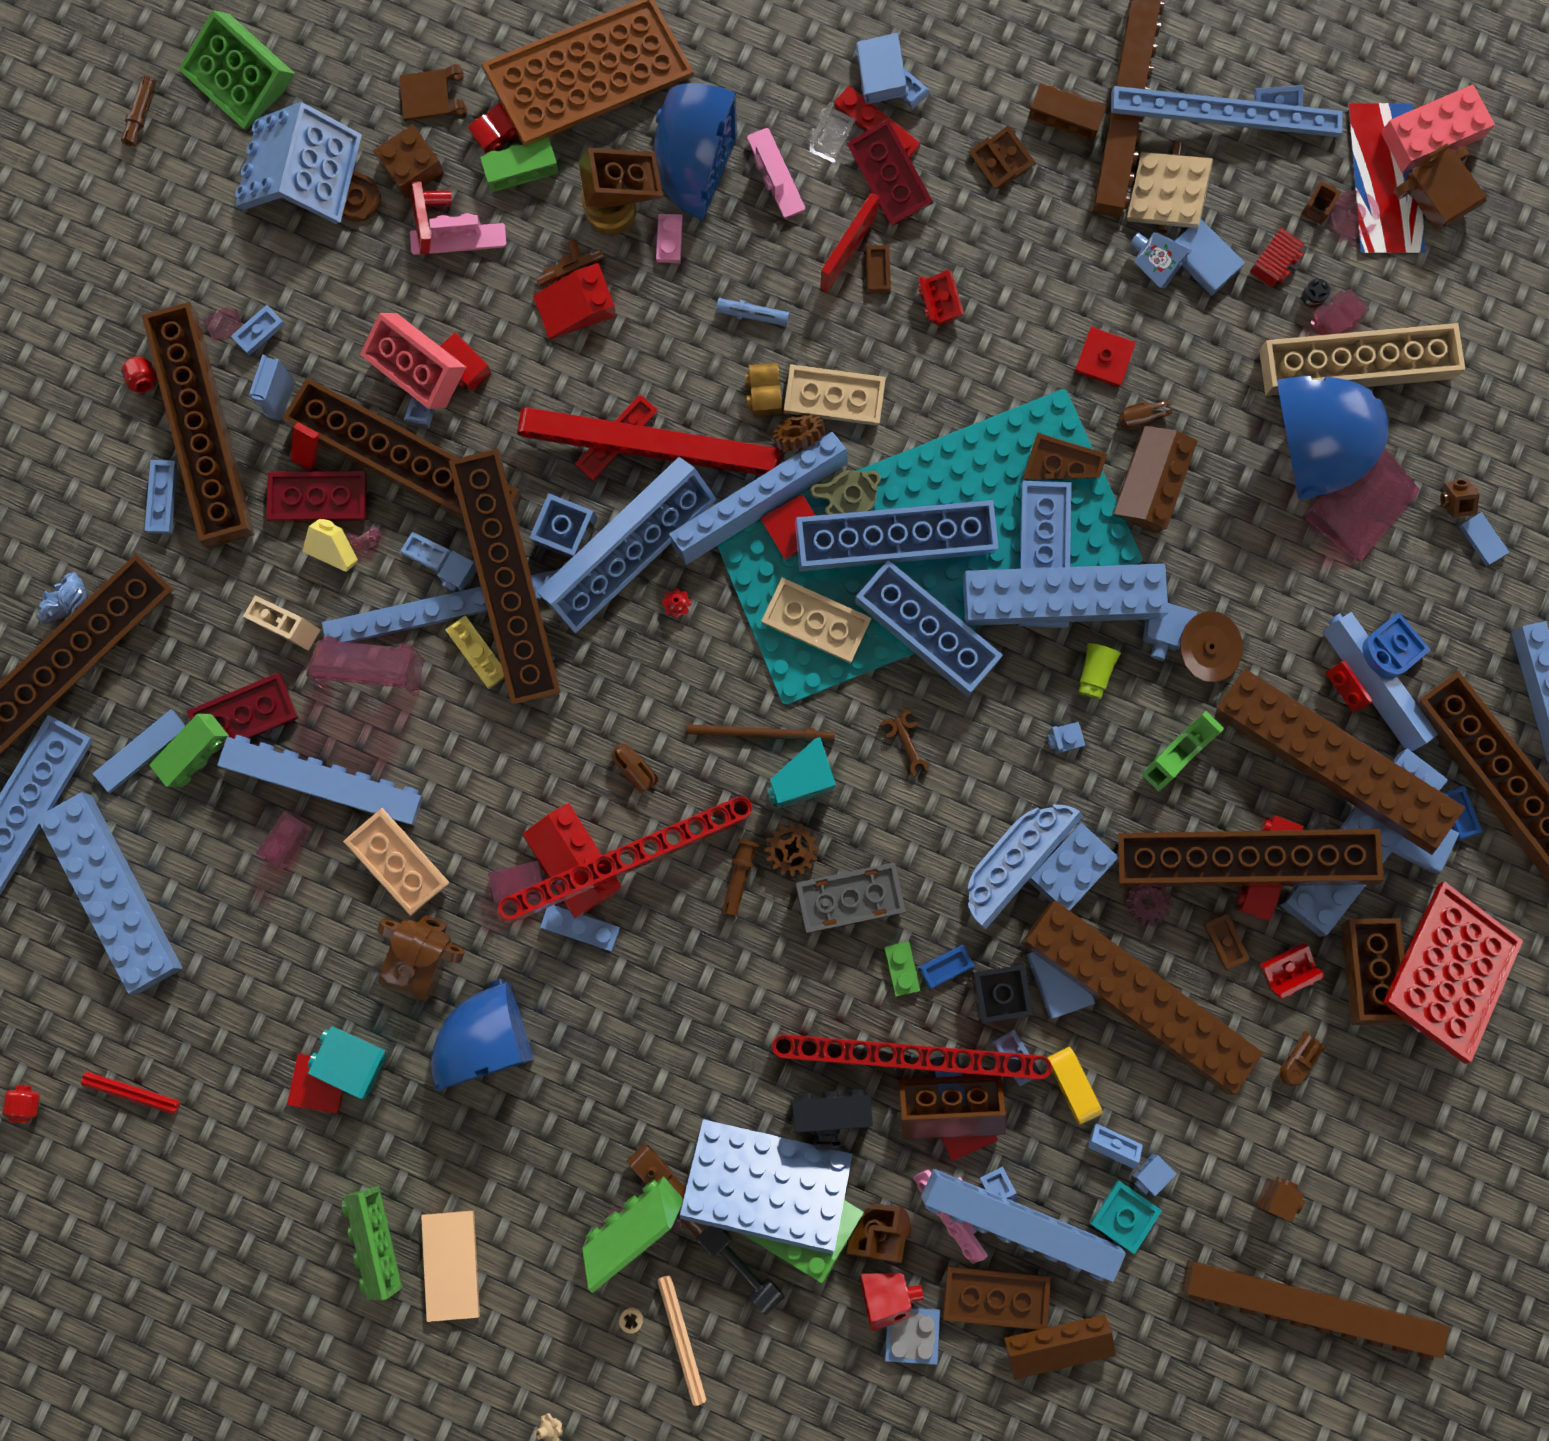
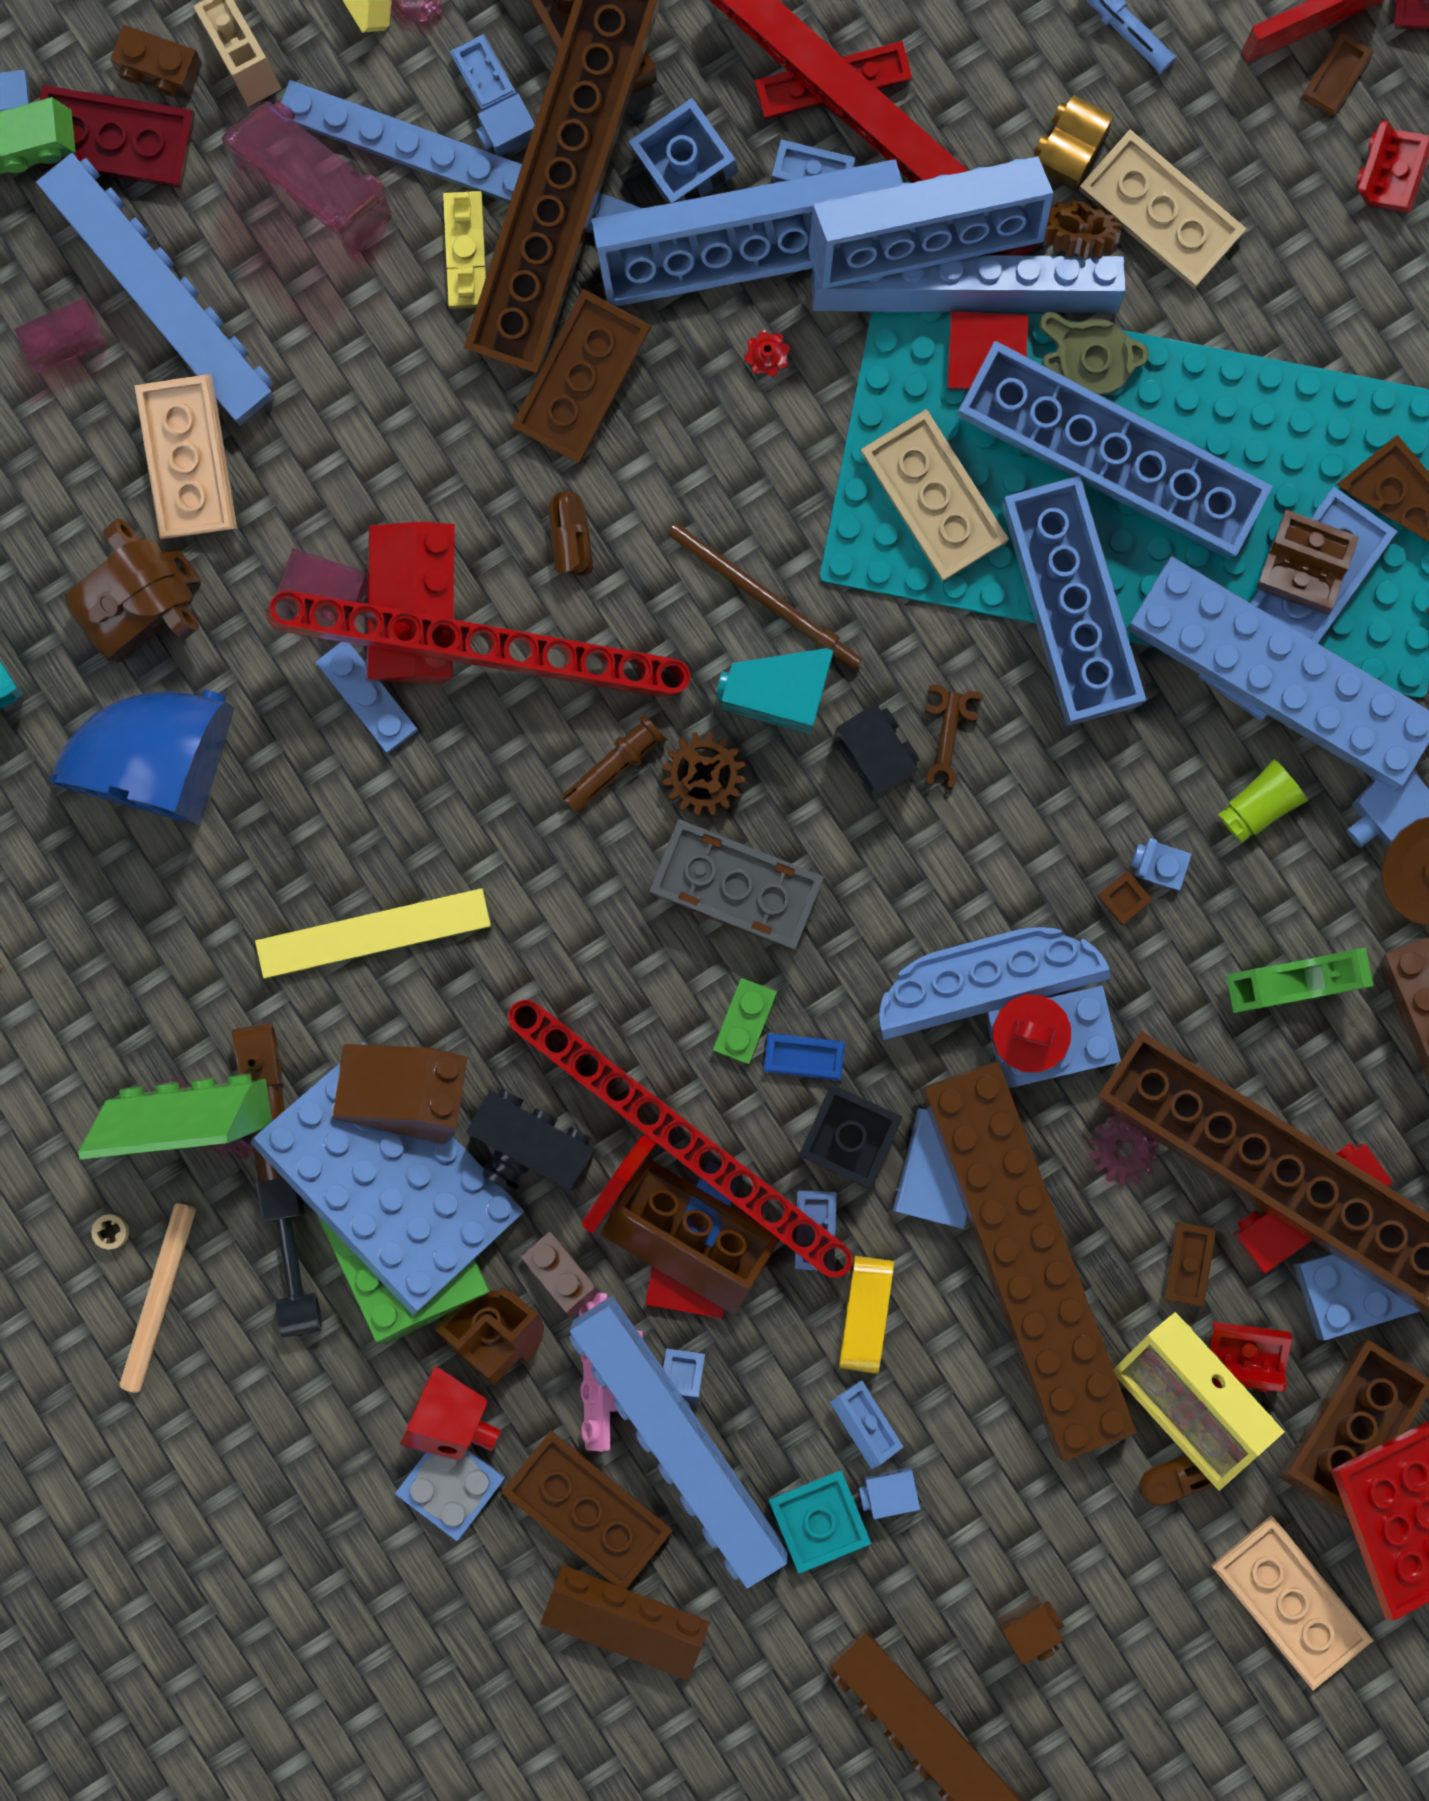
camera: 40 degrees right, 5 degrees up
(241, 659) = (156, 62): none -> reddish brown brick
(585, 678) = (581, 376): none -> reddish brown plate
(628, 490) = (801, 161): none -> medium blue plate
(668, 1056) = (373, 933): none -> light yellow tile
(720, 477) = (929, 222): none -> medium blue brick
(742, 1132) = (400, 1090): none -> reddish brown slope
(877, 776) = (876, 751): none -> black brick
(895, 1105) = (617, 1183): none -> red tile
(895, 1175) = (560, 1273): none -> plate
(1036, 528) = (1307, 562): none -> reddish brown slope
(1059, 768) = (1124, 897): none -> reddish brown plate
(1062, 873) = (1031, 1033): none -> red tile
(1284, 1013) = (1197, 1401): none -> light yellow brick
(1404, 1088) = (1292, 1602): none -> light nougat tile

